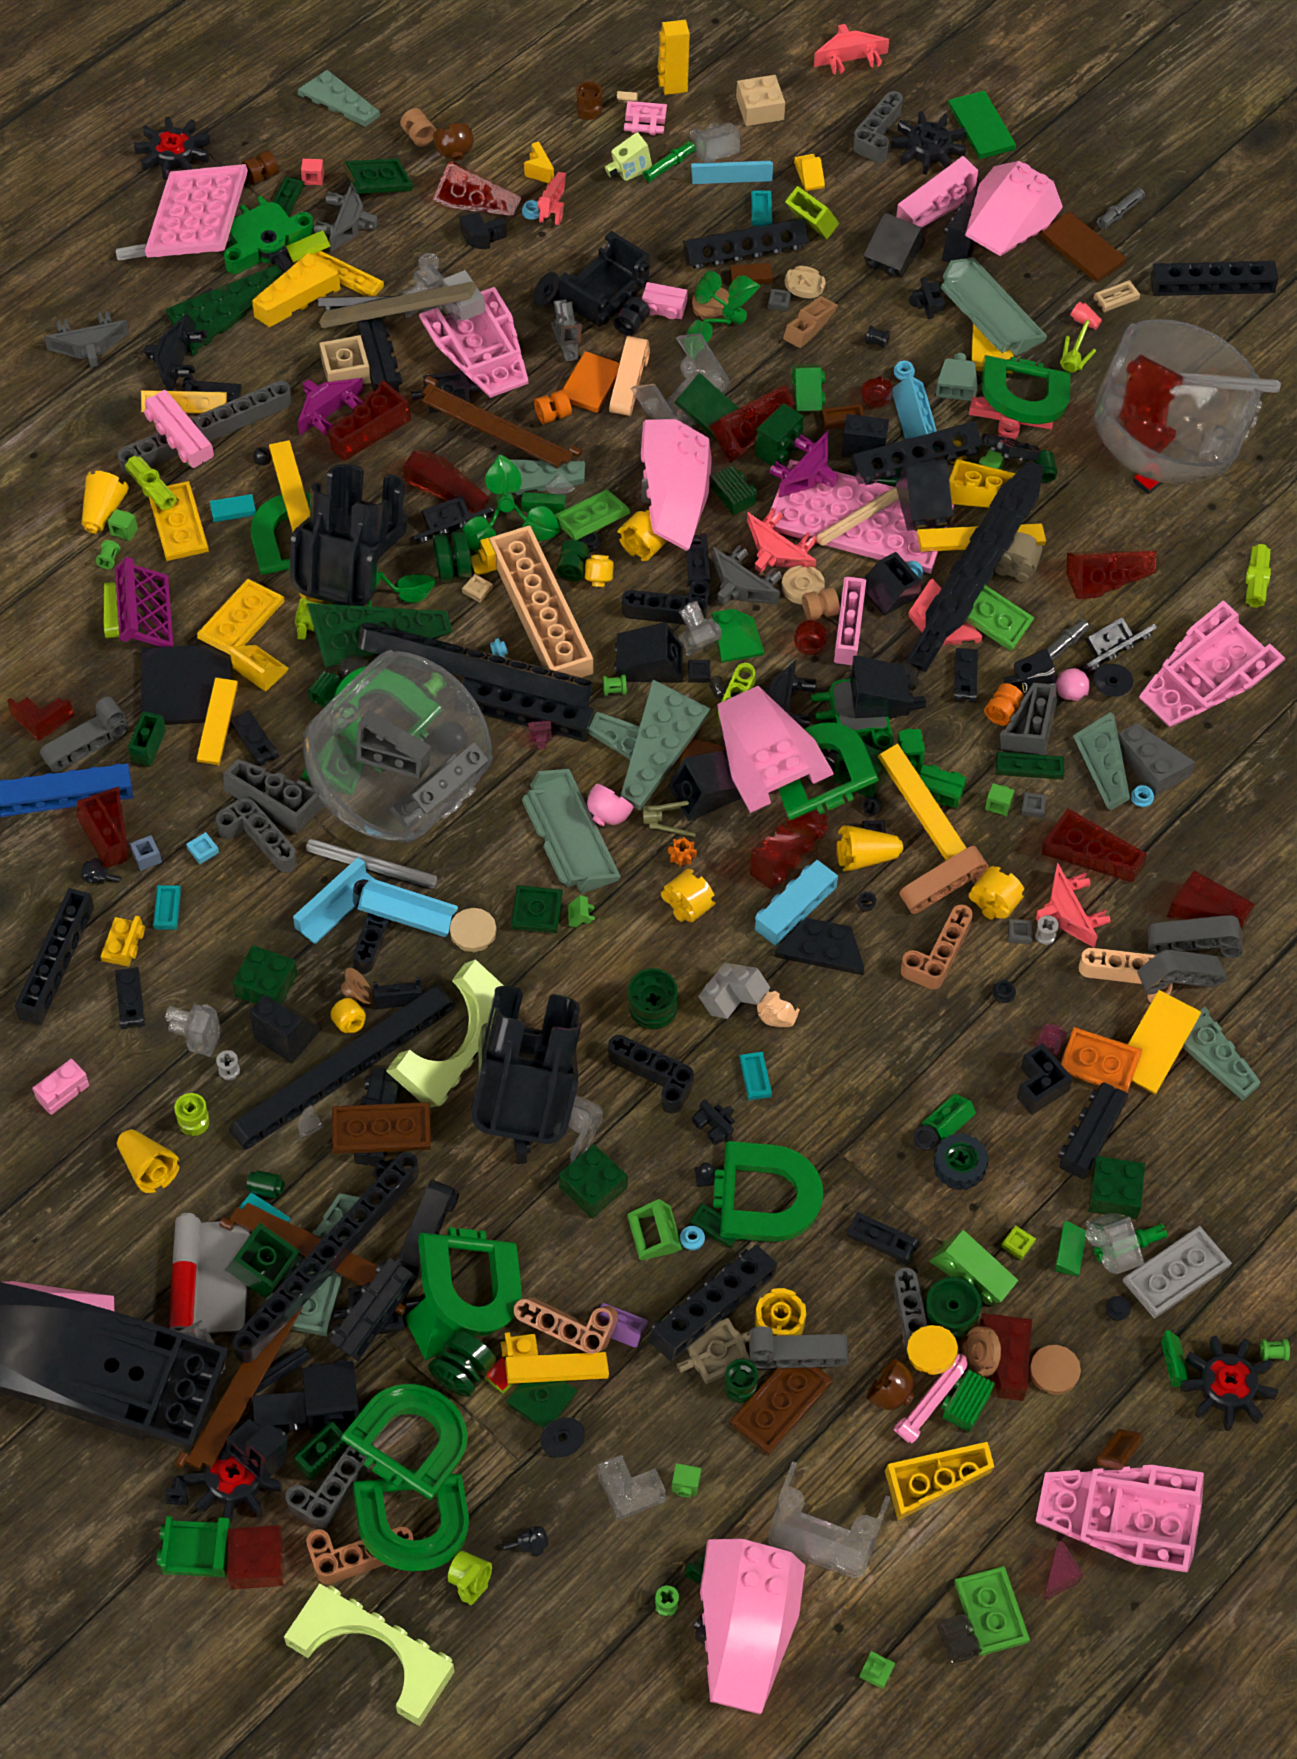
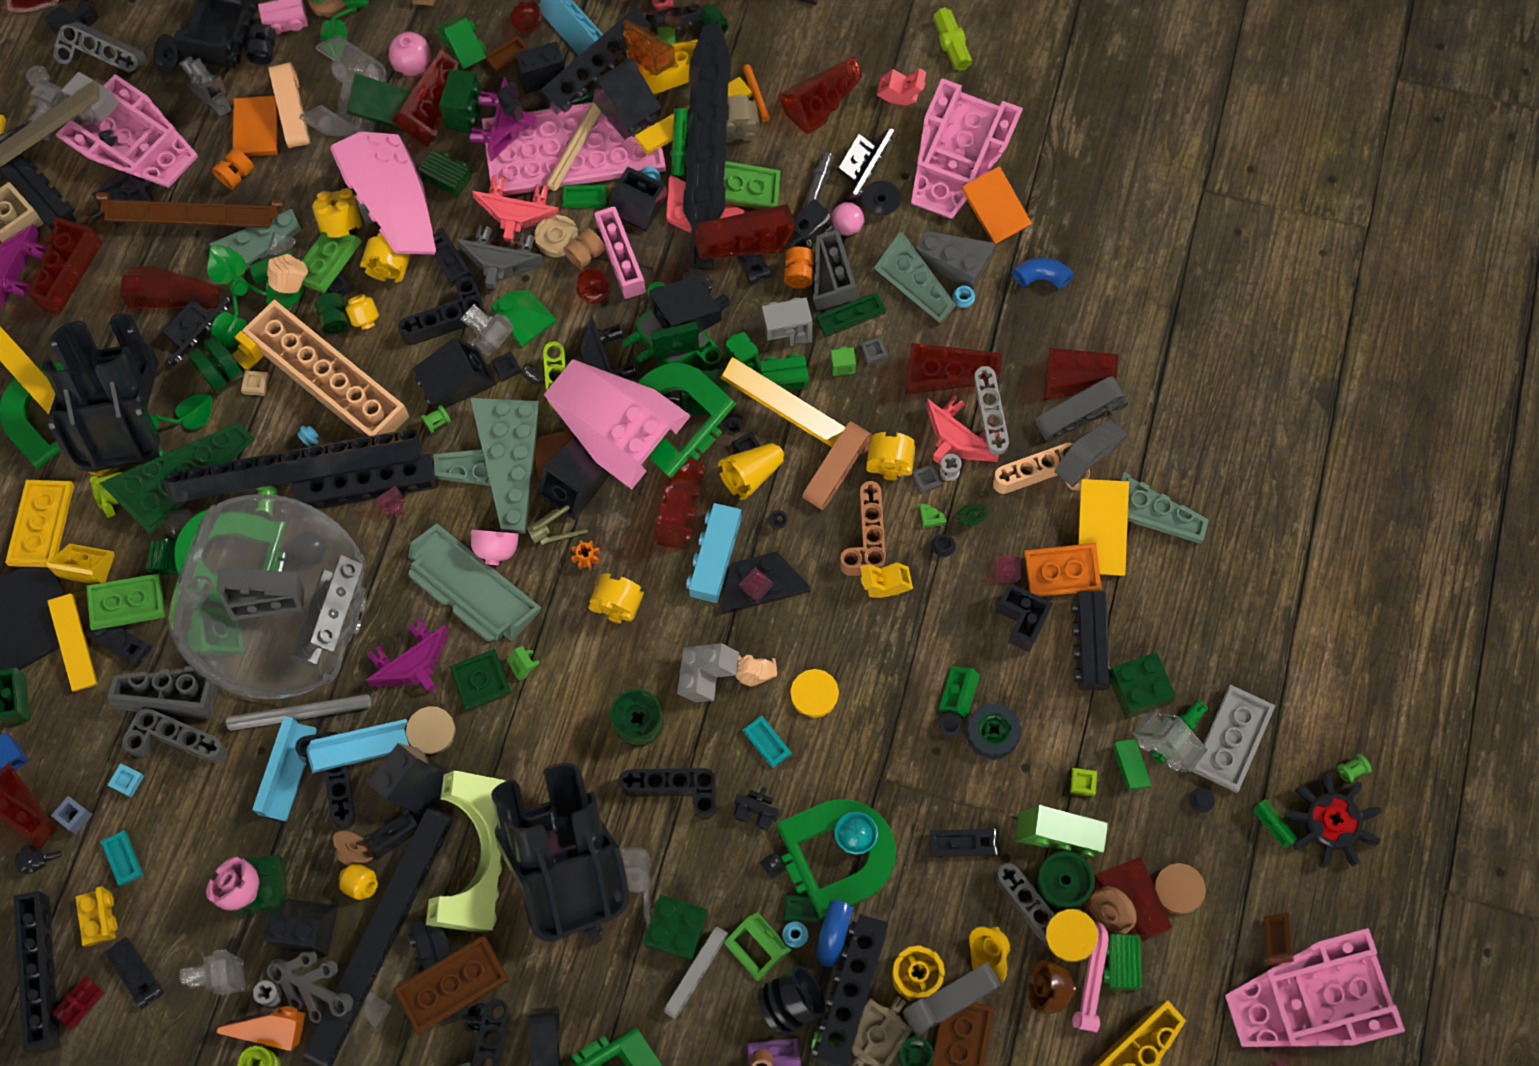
camera: 25 degrees left, 10 degrees up
(75, 996) = (78, 1002): none -> dark red hips
(220, 1092) = (273, 1027): none -> orange slope
(248, 1053) = (282, 972): none -> dark grey plant
(249, 960) = (234, 885): none -> bright pink cylinder
(277, 709) = (125, 601): none -> bright green tile
(433, 952) = (409, 779): none -> black slope
(460, 335) = (107, 137): none -> black hinge
(489, 869) = (412, 666): none -> magenta connector
(493, 263) = (103, 42): none -> dark grey beam
(551, 509) = (286, 273): none -> light nougat hair
(590, 1224) = (695, 972): none -> light grey beam
(621, 480) = (337, 212): none -> yellow brick
(658, 1280) = (791, 1001): none -> black wheel
(725, 1247) = (833, 933): none -> blue cylinder
(756, 378) = (409, 54): none -> bright pink cylinder
(790, 1179) = (856, 832): none -> teal hat
(816, 943) = (756, 584): none -> clear pink tile
(818, 452) = (507, 102): none -> black bracket
(819, 1056) = (814, 693): none -> yellow tile
(845, 563) = (584, 196): none -> green tile
(855, 709) = (675, 340): none -> dark green plate
(858, 1329) = (990, 947): none -> yellow piece
(933, 995) = (887, 580): none -> yellow brick
(954, 552) = (679, 142): none -> green pin
(967, 460) = (648, 48): none -> clear orange slope
(968, 740) = (788, 320): none -> light grey brick
(969, 652) = (746, 233): none -> clear red wedge
(1006, 963) = (930, 516): none -> bright green tile
(1044, 978) = (972, 514): none -> dark green piece
(1049, 546) = (756, 93): none -> orange bar
(1108, 896) = (991, 410): none -> light grey beam
(1184, 596) = (901, 89): none -> coral brick
(1216, 732) = (996, 205): none -> orange tile
(1230, 805) = (1043, 269): none -> blue cylinder

